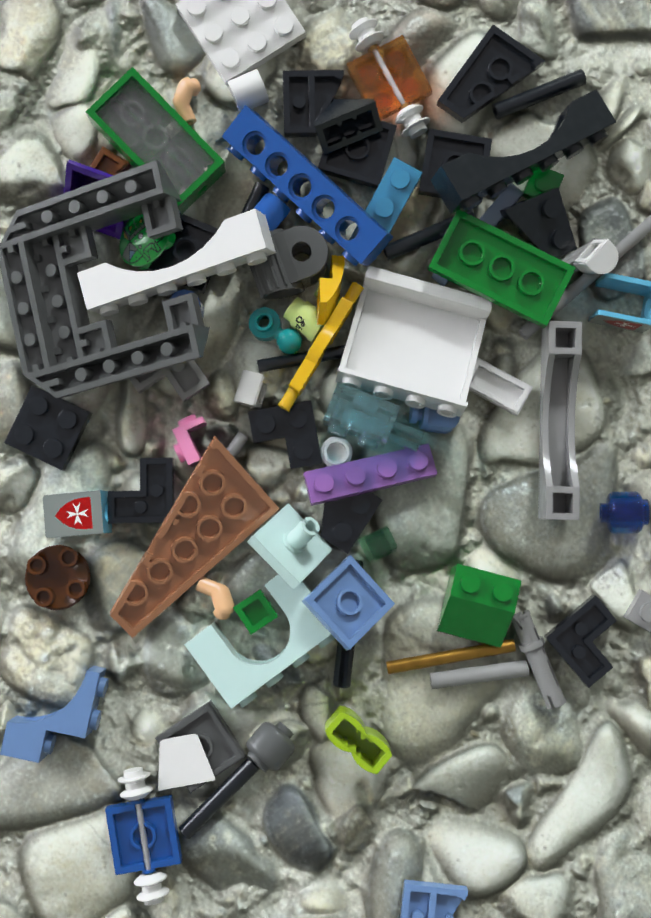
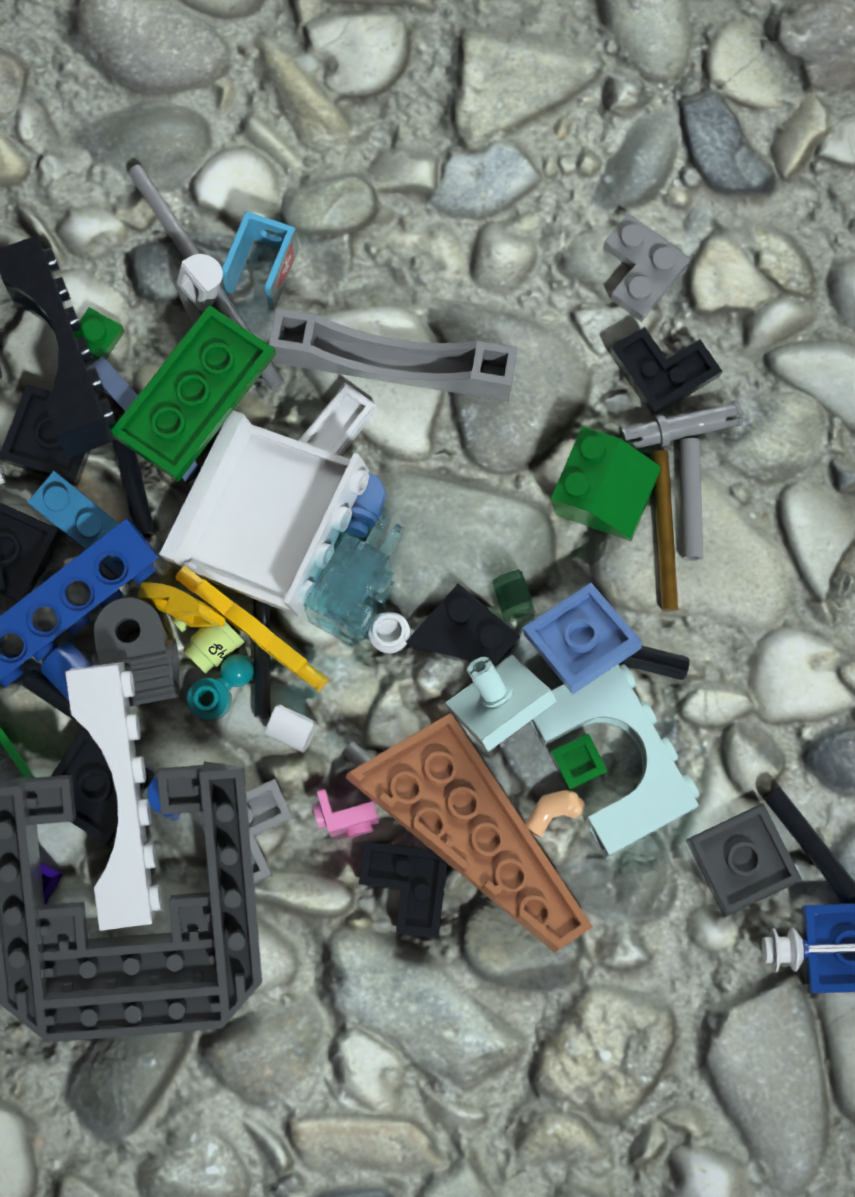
camera: 85 degrees left, 10 degrees down
(32, 736) = (706, 1080): medium blue arch -> none
(48, 428) = (298, 1006): black plate -> none
(57, 577) = (500, 1019): reddish brown dish -> none
(76, 514) = (420, 975): piece -> none
(139, 249) = (74, 845): green dish -> none
(183, 762) = (762, 883): white sticker -> none
(270, 746) = (752, 766): dark grey head -> none
(295, 426) = (349, 680): black plate -> none
(366, 744) = (752, 655): lime brick -> none
(369, 474) = (424, 595): medium lavender plate -> none
(543, 222) = (143, 338): black wing -> none
(625, 512) = (515, 298): clear blue head -> none

